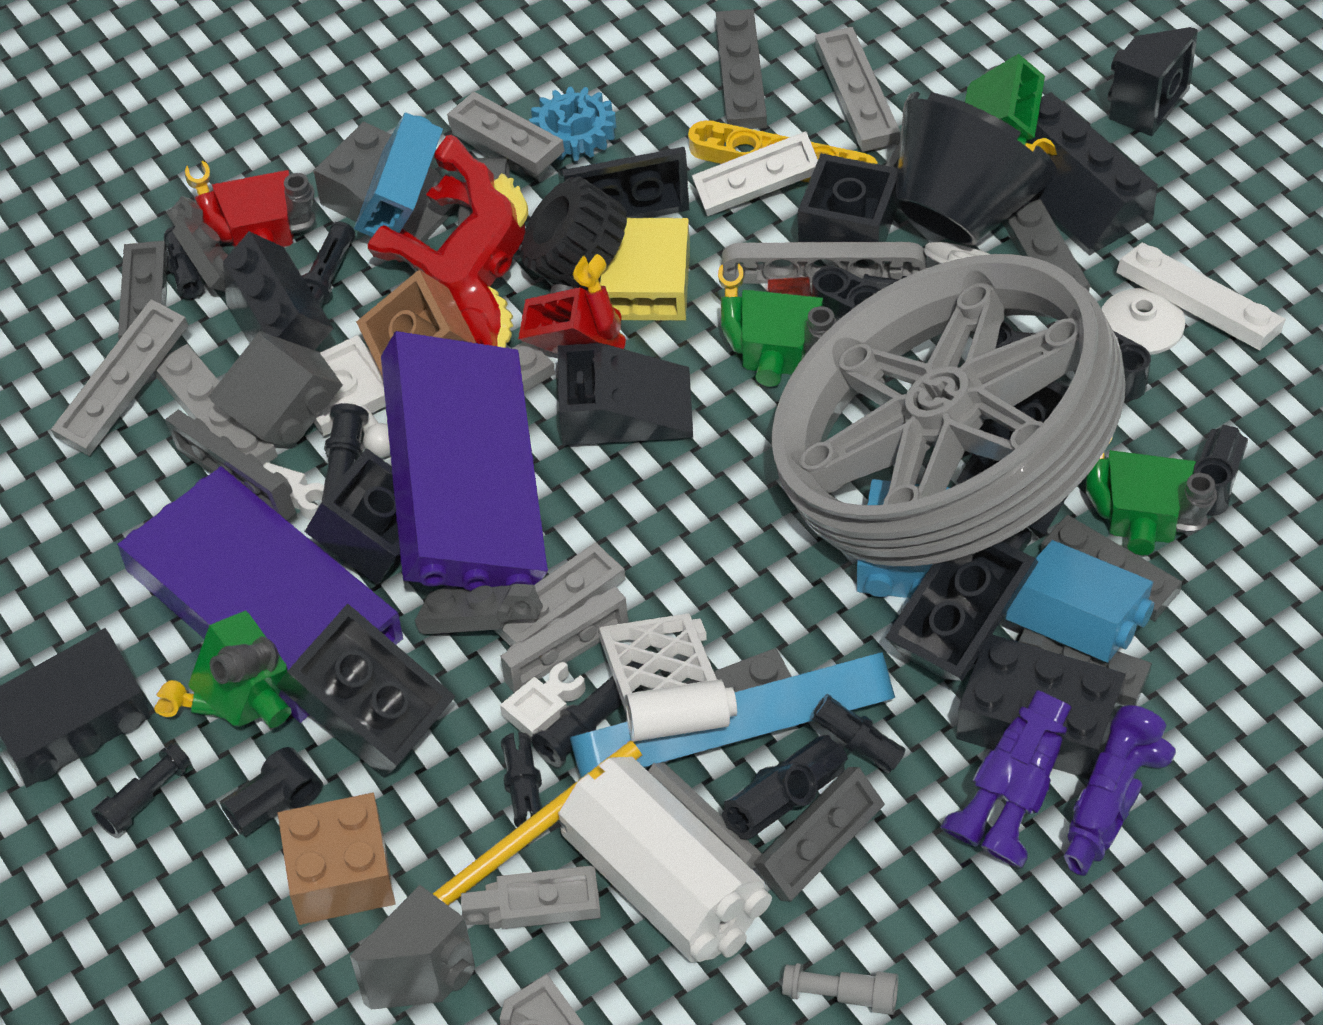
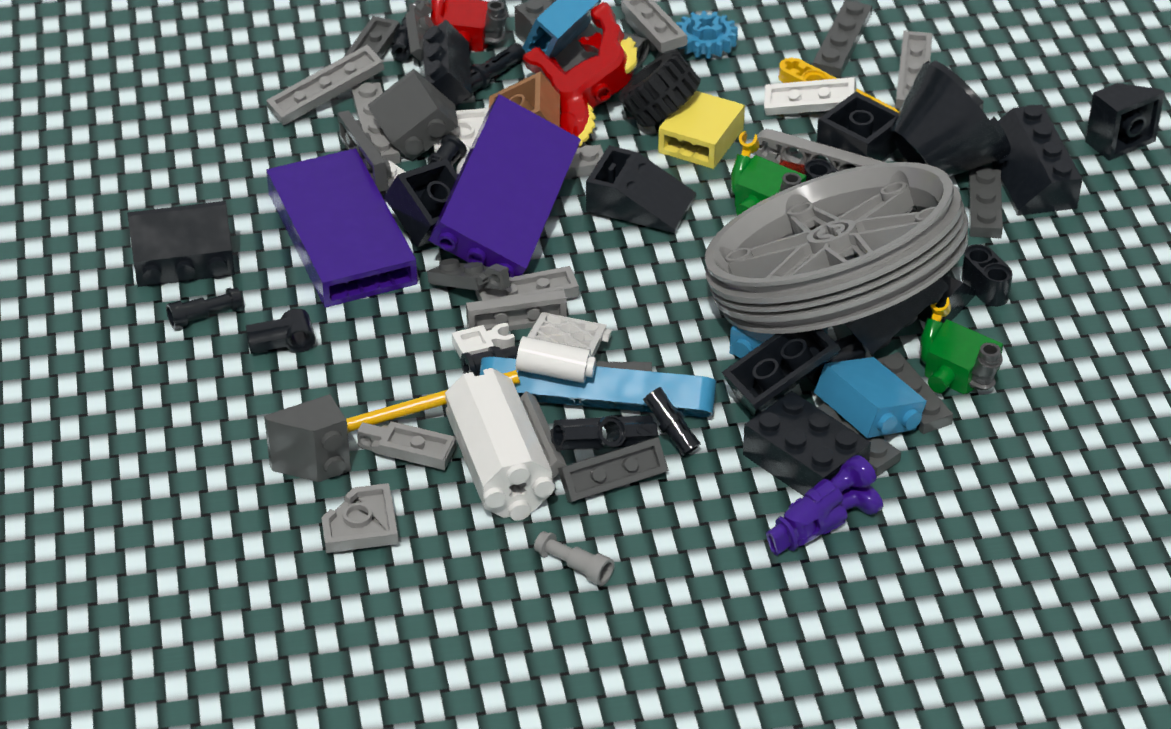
camera: 20 degrees right, 10 degrees down
(232, 677) = (292, 258): green torso -> none
(336, 858) = (295, 374): medium nougat brick -> none
(365, 691) = (367, 291): black brick -> none
(521, 777) = (444, 375): black pin -> none
(573, 314) = (631, 128): red torso -> none
(643, 183) = (726, 74): black slope -> none
(1013, 772) = (755, 474): dark purple piece -> none
(1014, 96) = (1005, 98): green torso -> none
(1145, 319) = (1031, 263): white dish -> none
(1201, 296) = (1078, 259): white plate -> none
(1221, 461) = (1021, 359): black piece -> none

